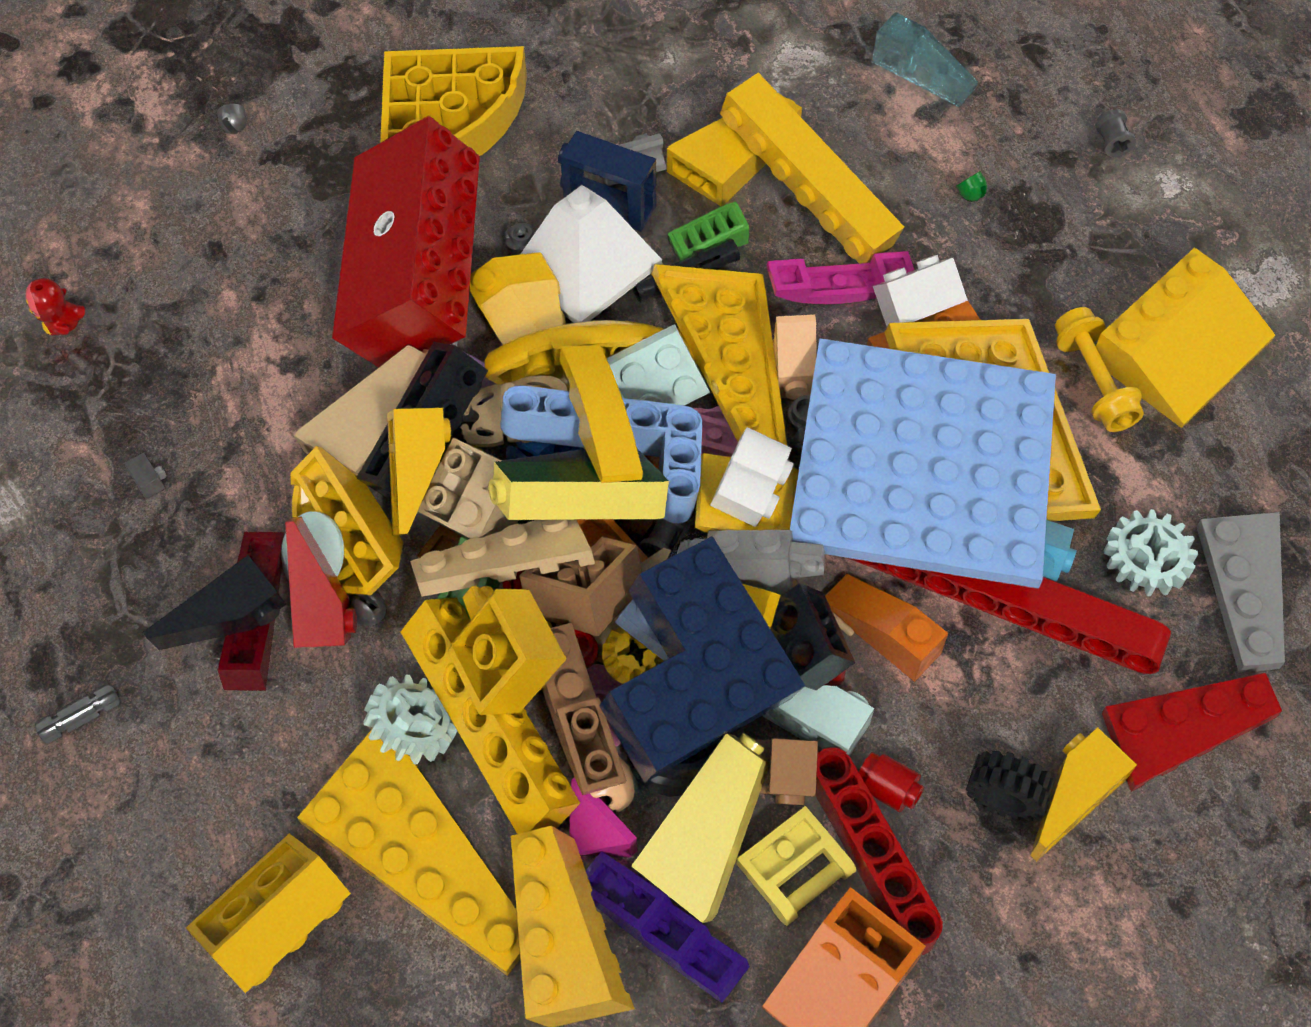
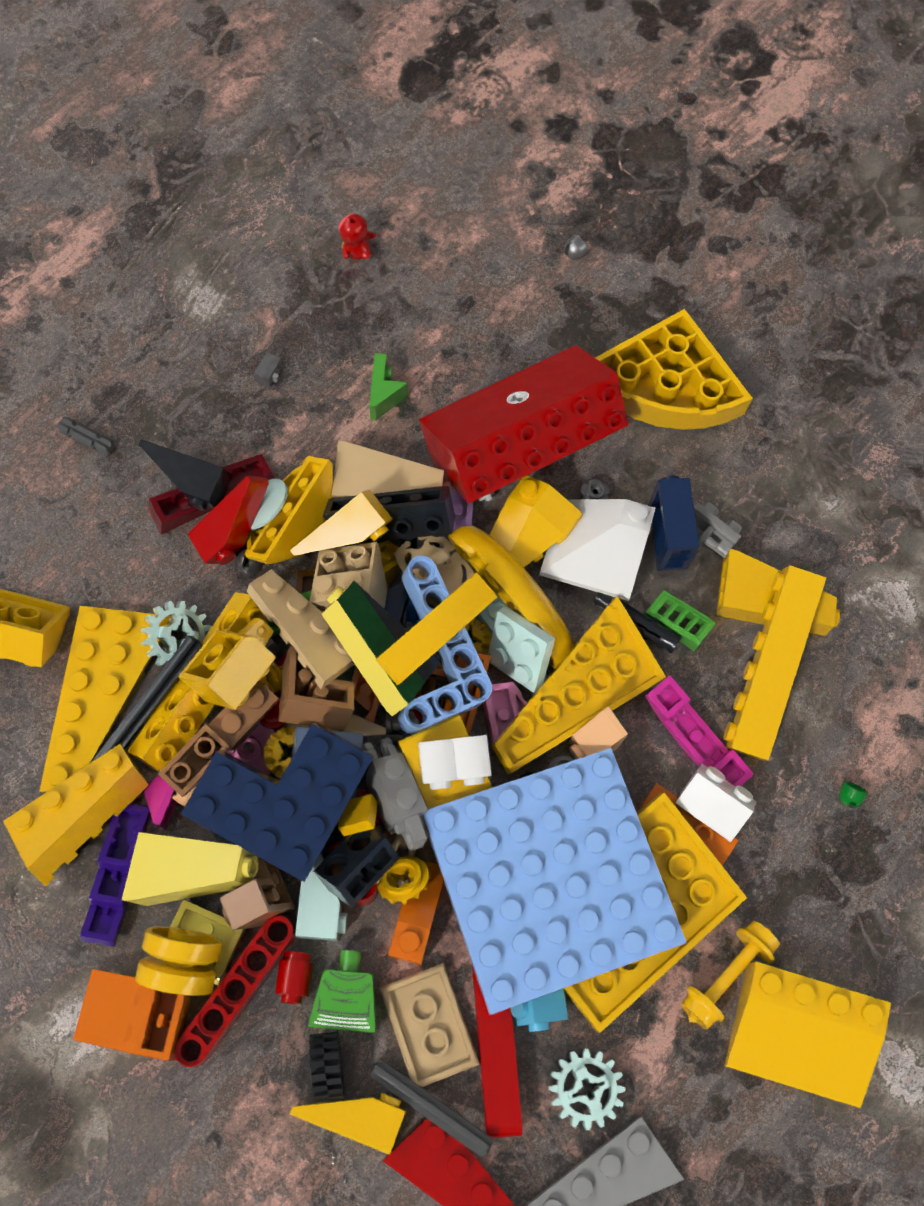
camera: 55 degrees right, 10 degrees up
(259, 372) = (384, 391): none -> bright green slope
(474, 782) = (152, 696): none -> black axle
(823, 882) = (178, 961): none -> yellow wheel
(855, 598) = (403, 868): none -> yellow gear
(941, 737) = (345, 997): none -> bright green torso
(1011, 674) = (429, 1026): none -> tan tile
(1103, 705) = (432, 1108): none -> dark grey axle

